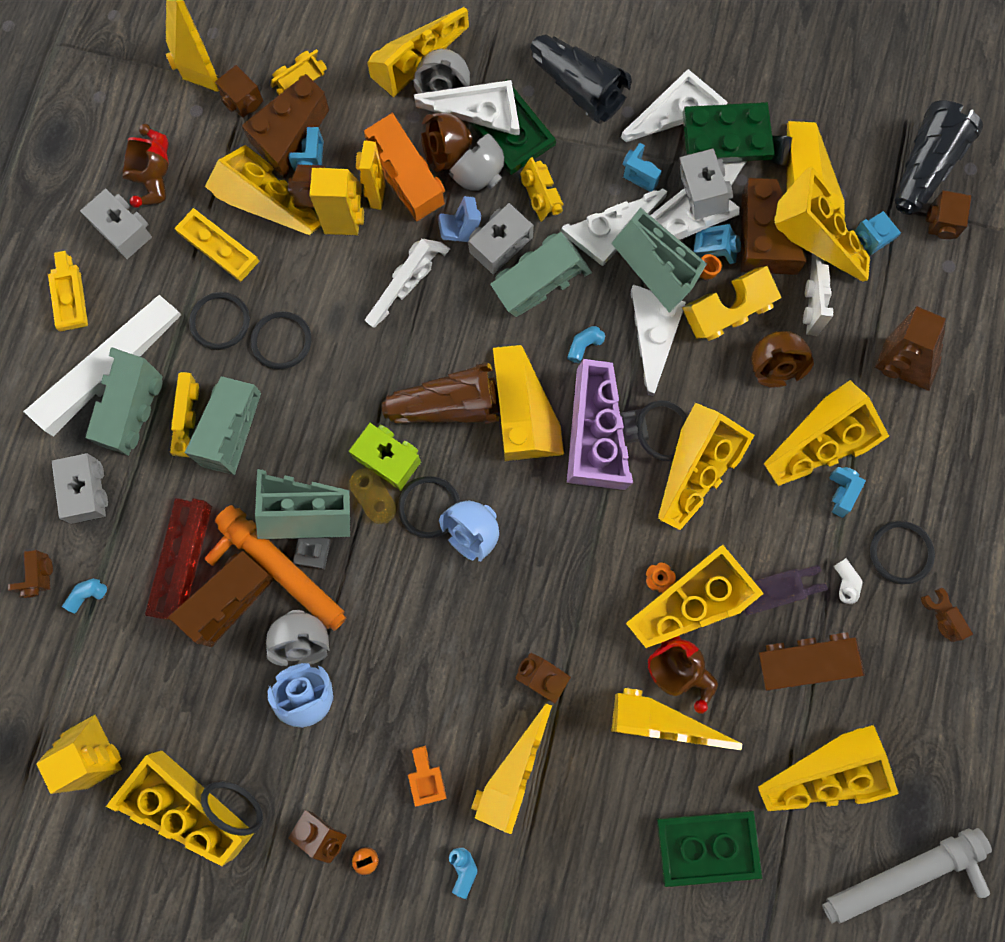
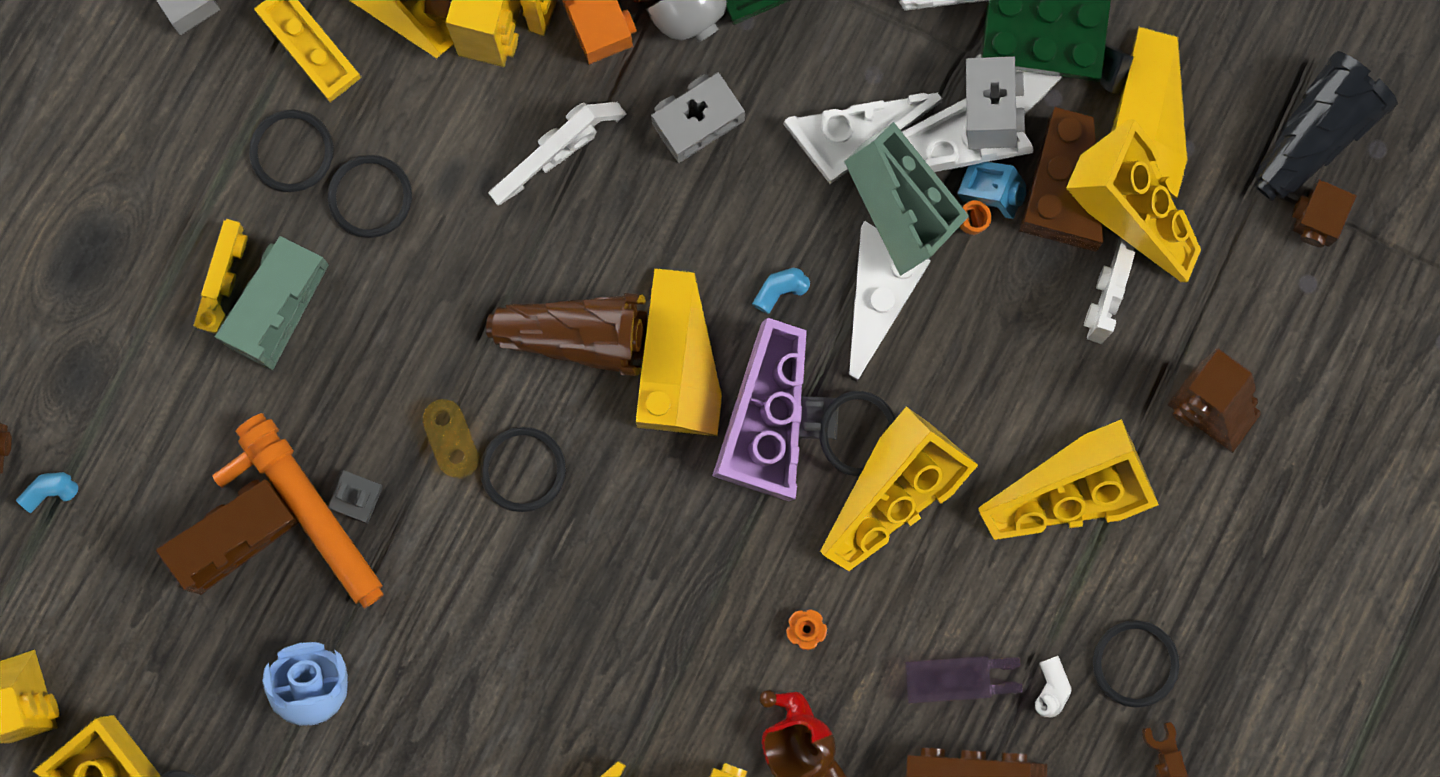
camera: 10 degrees right, 5 degrees up
(67, 294) = (91, 71): yellow hinge -> none
(69, 478) = (53, 330): light grey brick -> none
(84, 380) = (124, 183): white slope -> none
(125, 402) = (144, 245): sand green wedge -> none
(185, 561) = (187, 474): clear red fence -> none
(297, 638) = (314, 608): light grey cylinder -> none
(300, 509) = (351, 440): sand green wedge -> none
(394, 470) = (486, 411): lime brick -> none
(462, 224) = (646, 85): medium blue bracket -> none
(472, 528) = (572, 511): light blue cylinder -> none
(536, 179) = (766, 38): yellow hinge -> none
(539, 274) = (739, 181): sand green wedge -> none
(542, 677) = (622, 726): reddish brown bracket -> none
(641, 172) = (915, 63): dark azure bracket -> none
(702, 596) = (850, 668): yellow wedge -> none
(753, 294) = (1025, 273): yellow arch -> none
(781, 358) = (1036, 368): reddish brown cylinder -> none
(846, 496) = (1076, 573): dark azure bracket -> none
(876, 232) = (1218, 216): dark azure bracket -> none

